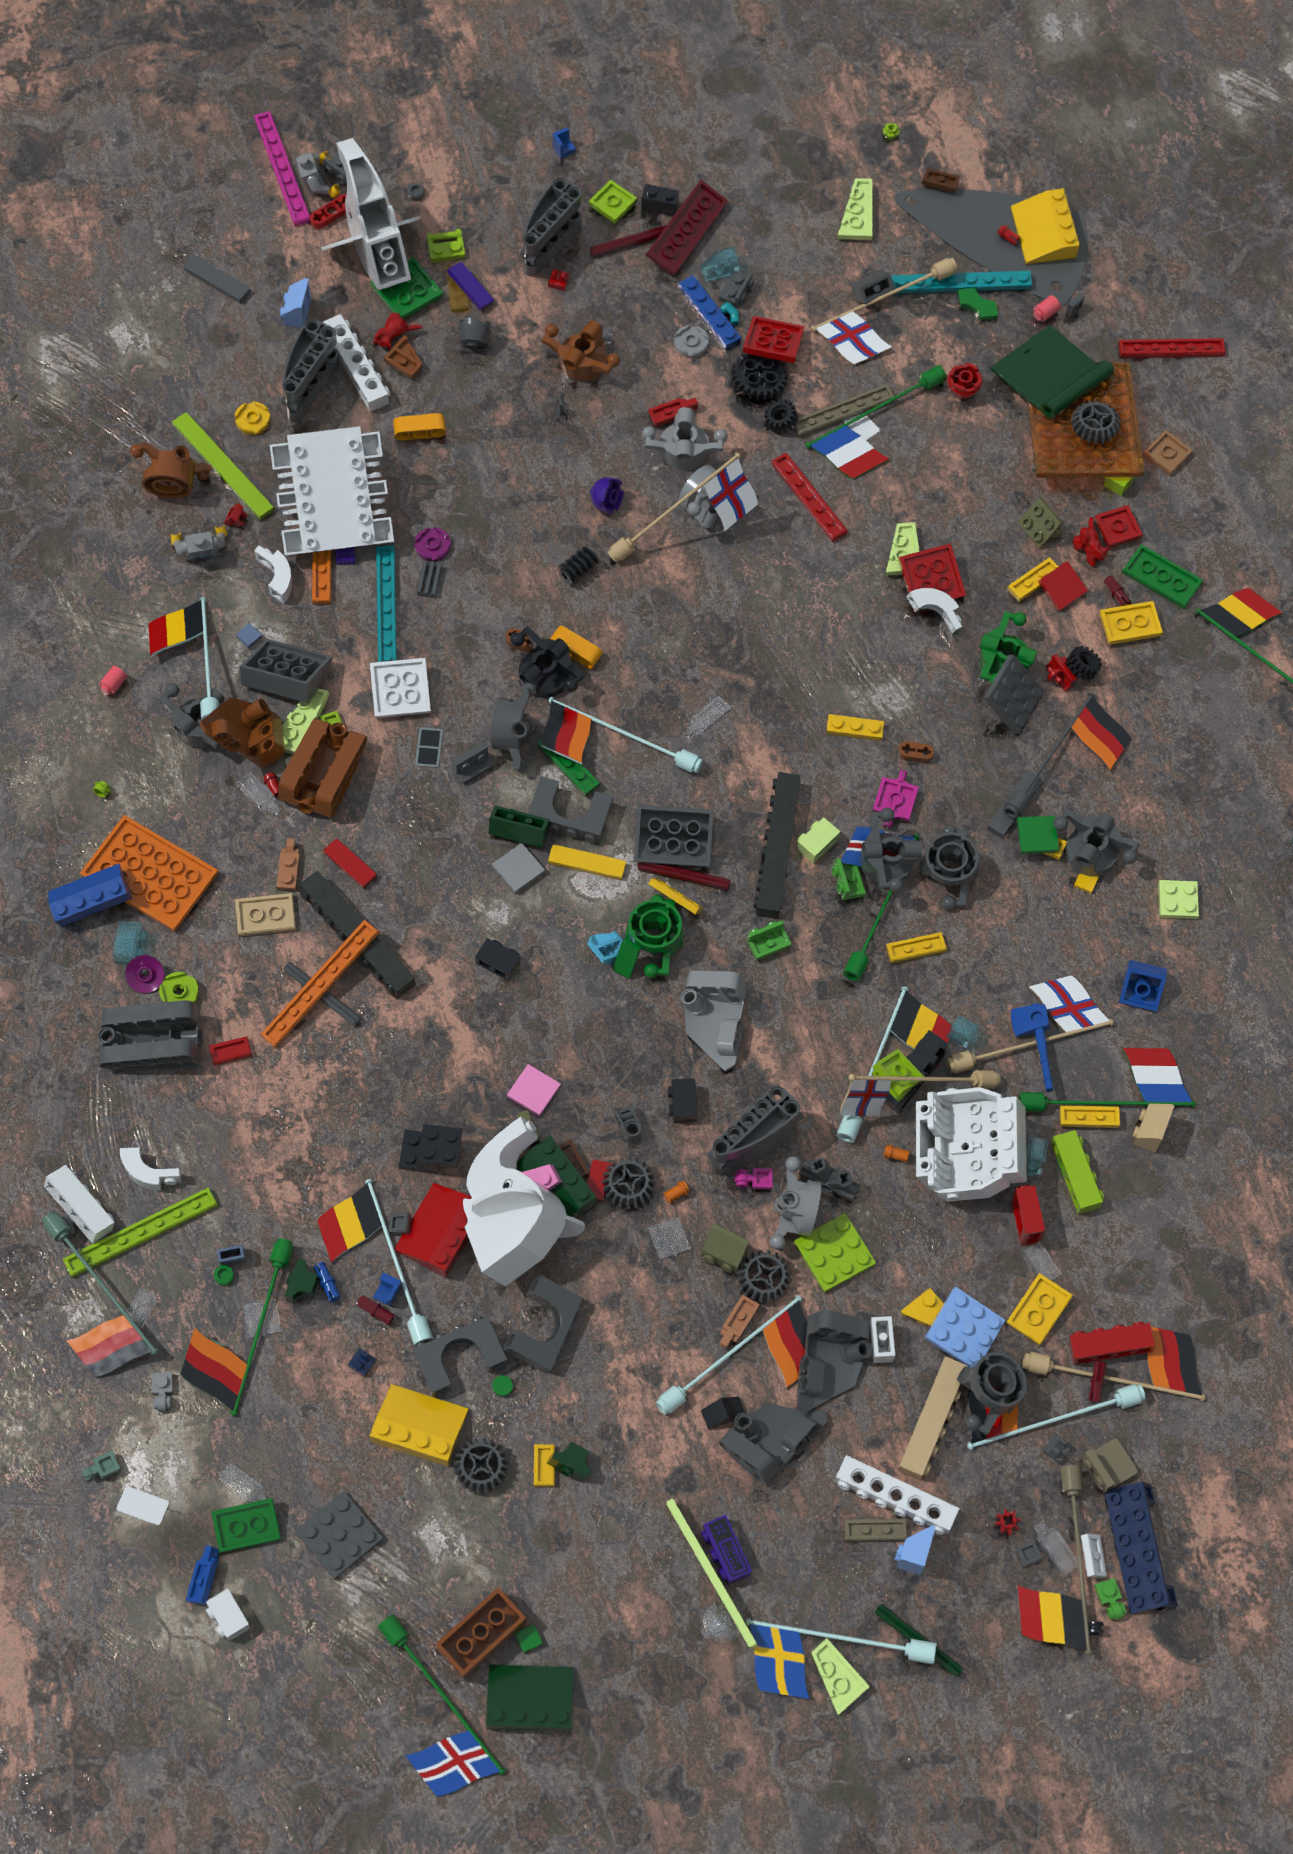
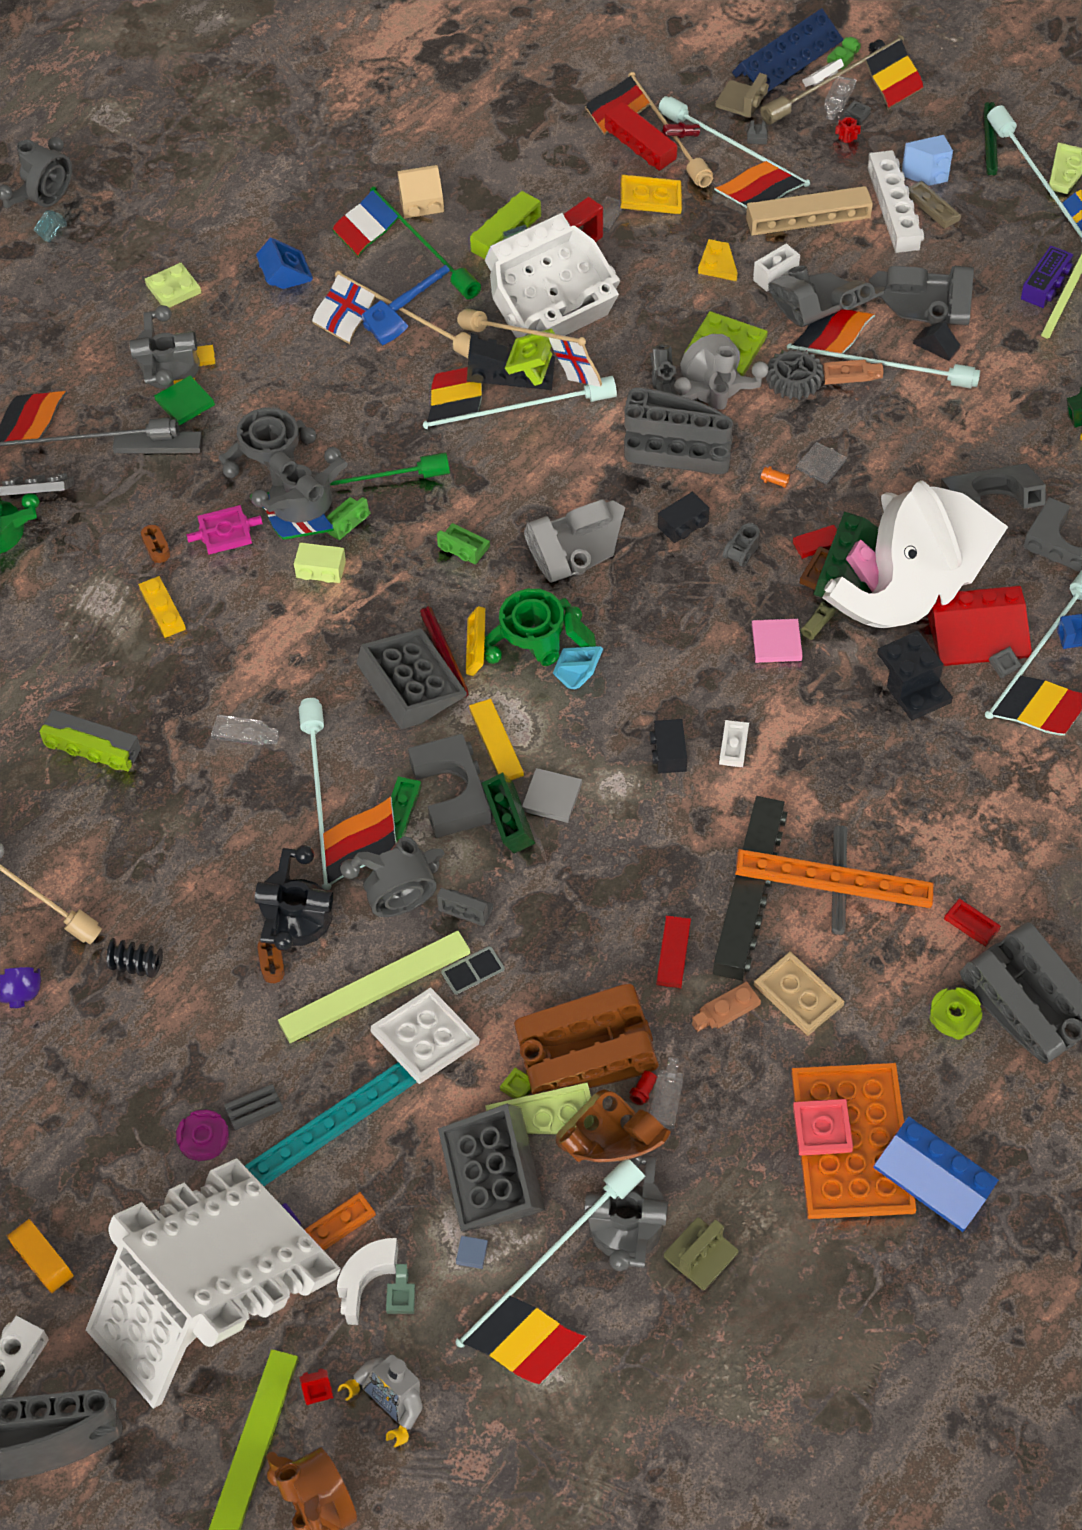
camera: 120 degrees left, 10 degrees down
(101, 789) = (795, 1268): lime plate -> none
(112, 680) = (650, 1360): coral brick -> none
(128, 942) = (949, 1098): clear light blue brick -> none
(140, 982) = (969, 1055): magenta dish -> none
(150, 747) = (701, 1252): none -> olive bracket
(165, 854) = (822, 1127): none -> coral plate
(251, 583) = (401, 1294): none -> sand green plate
(252, 418) = (149, 1477): yellow tile -> none
(458, 686) = (374, 986): none -> yellowish green tile
(470, 1001) = (734, 743): none -> white plate
(502, 1386) = (1071, 498): green tile -> none
(580, 648) = (242, 903): light orange beam -> none
(621, 1185) = (800, 508): dark grey gear -> none
(724, 1249) = (798, 408): olive slope -> none
(766, 625) = (90, 740): none -> piece
(778, 845) = (349, 591): pearl dark grey brick -> none
(895, 1153) = (597, 351): orange pin -> none
(916, 947) = (375, 438): yellow tile -> none
(963, 1031) = (437, 358): clear light blue brick -> none
(964, 1328) = (714, 226): light blue plate -> none
(1004, 1375) = (751, 164): dark grey piece -> none
(1089, 1116) = (445, 243): yellow plate -> none

